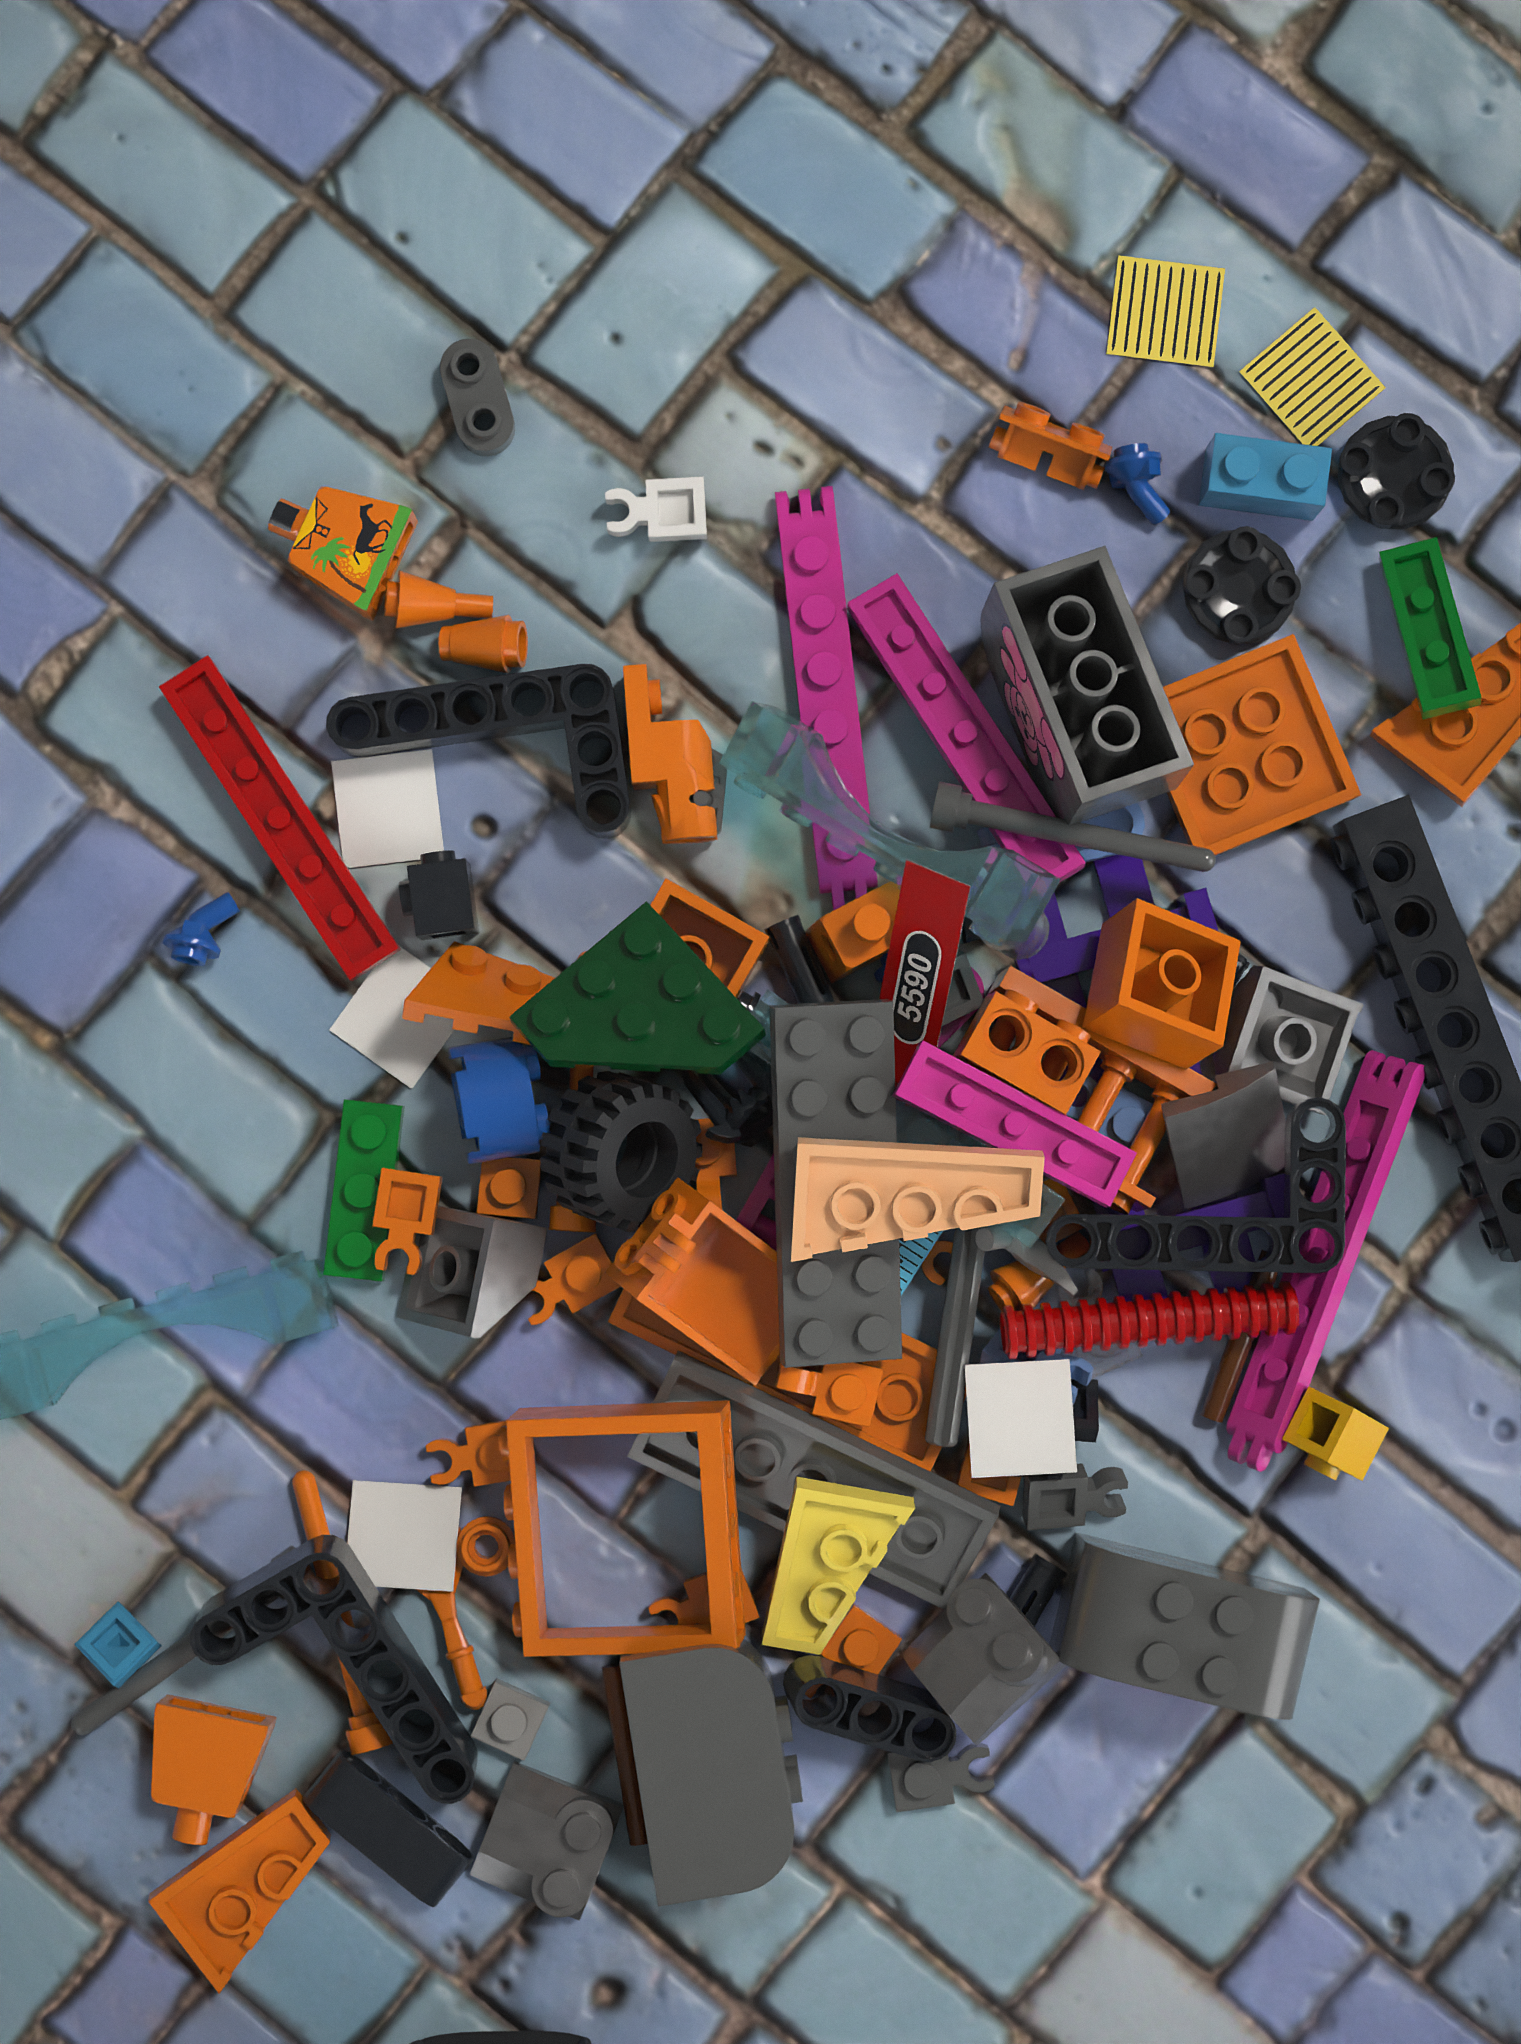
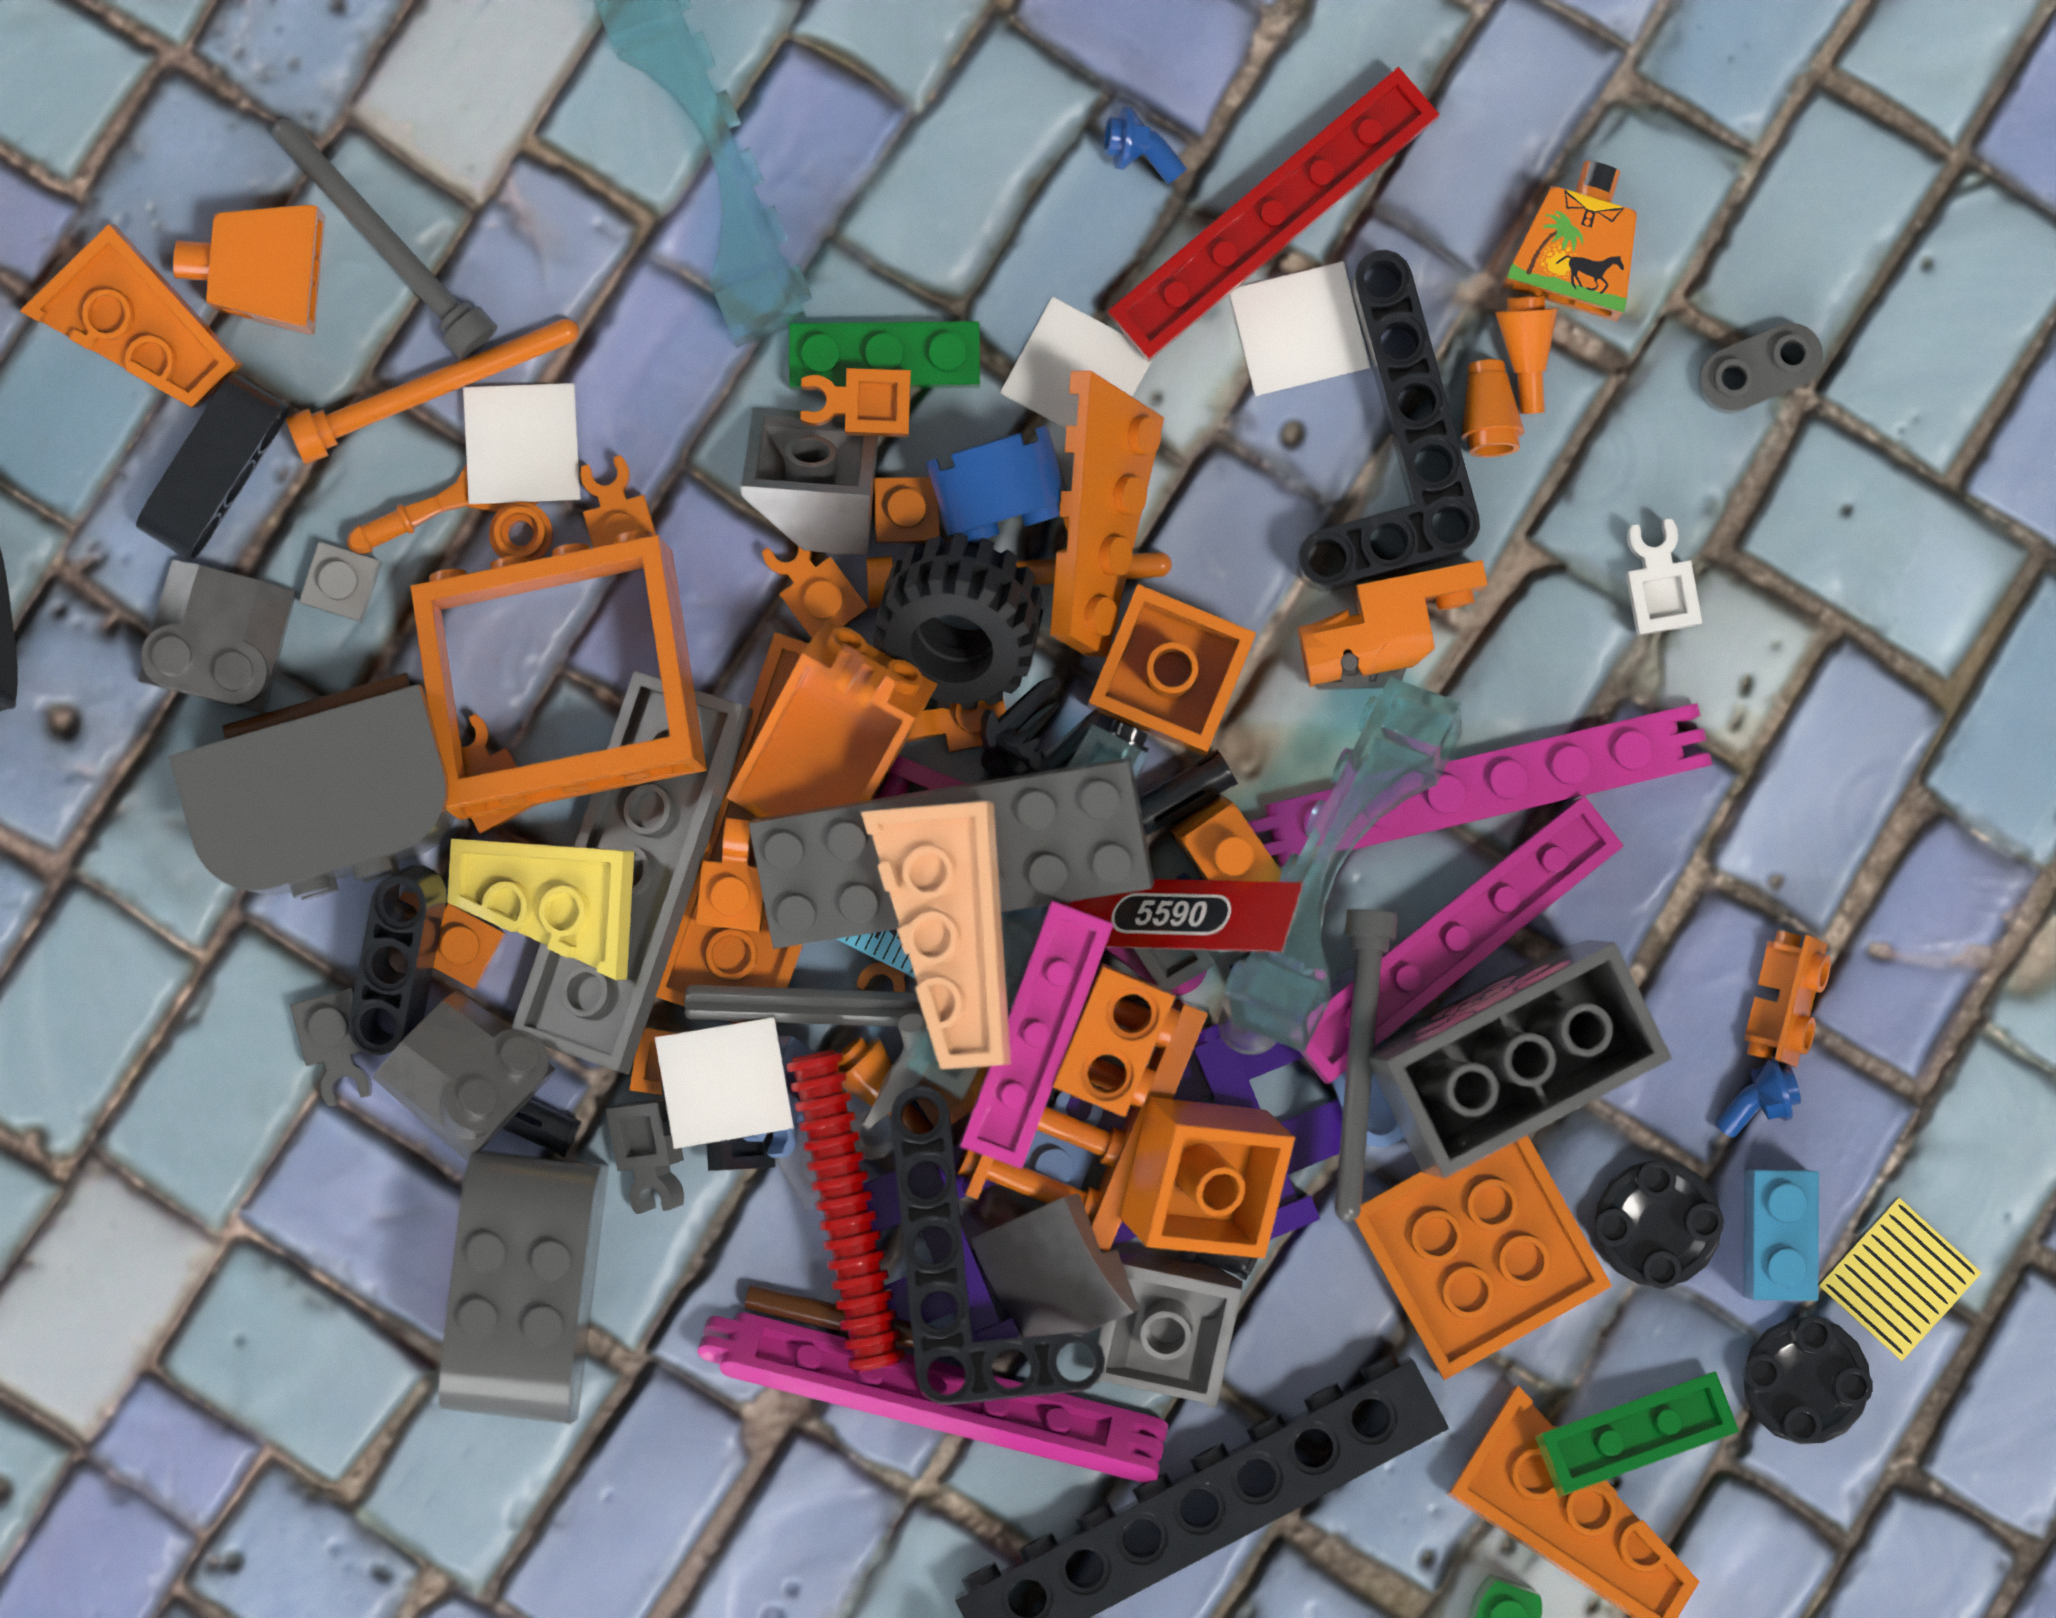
camera: 90 degrees right, 0 degrees up
(118, 1644) = (372, 157): dark azure tile -> none
(356, 1649) = (398, 407): black beam -> none
(440, 896) = (1209, 396): black brick -> none
(639, 1006) = (1113, 619): dark green plate -> none
(1165, 311) = (1955, 1109): light yellow sticker -> none
(1334, 1435) = (745, 1426): yellow brick -> none

